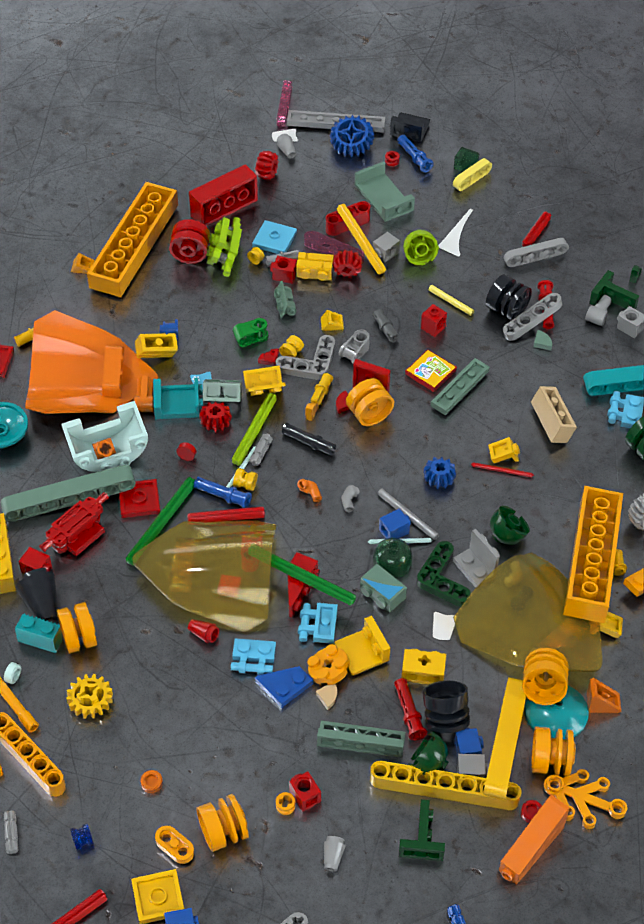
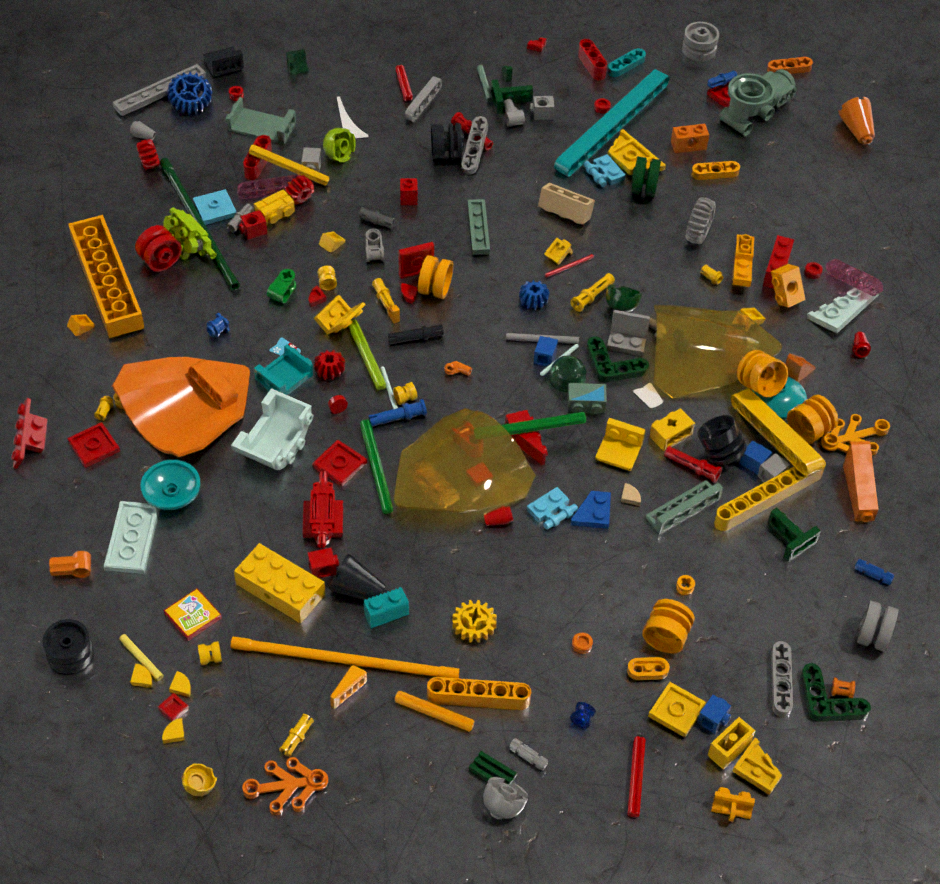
camera: 45 degrees left, 0 degrees up
(12, 673) = (399, 649): light aqua tile -> none
(67, 493) = (285, 495): sand green beam -> none
(77, 627) = (416, 578): light orange wheel -> none
(104, 448) = (280, 439): orange piece -> none
(144, 394) = (256, 386): orange piece -> none
(156, 345) = (225, 342): yellow brick -> none
(222, 390) = (315, 341): sand green brick -> none
(223, 195) = (142, 197): red brick -> none
(224, 296) = (168, 169): none -> dark green piece
(227, 515) = (418, 429): red axle -> none
(255, 255) = (218, 232): yellow bush -> none
(260, 449) = (389, 365): light grey axle -> none
(284, 103) = (101, 99): clear pink beam -> none
(284, 300) = (278, 248): sand green hinge -> none
(291, 132) = (124, 127): white sticker -> none
(305, 799) = (696, 564): red brick -> none
(312, 366) = (355, 278): light grey beam -> none
(324, 626) = (574, 450): medium azure plate -> none
(328, 655) = (607, 465): light orange plate -> none
(333, 852) = (751, 588): light grey cone -> none
(350, 492) = (488, 355): light grey arm -> none
(418, 157) = (256, 79): blue pin -> none
(430, 370) = (444, 229): tile -> none
(431, 754) = (740, 480): dark green cylinder -> none
(451, 300) = (395, 171): light yellow bar -> none
(472, 174) = (313, 69): light yellow beam -> none
(484, 504) = (583, 300): none -> yellow pin
(529, 810) = (835, 469): red tile -> none
(542, 341) = (497, 159): sand green tile -> none
(593, 555) = (700, 275): light orange brick -> none
(610, 266) = (483, 78): none -> sand green piece

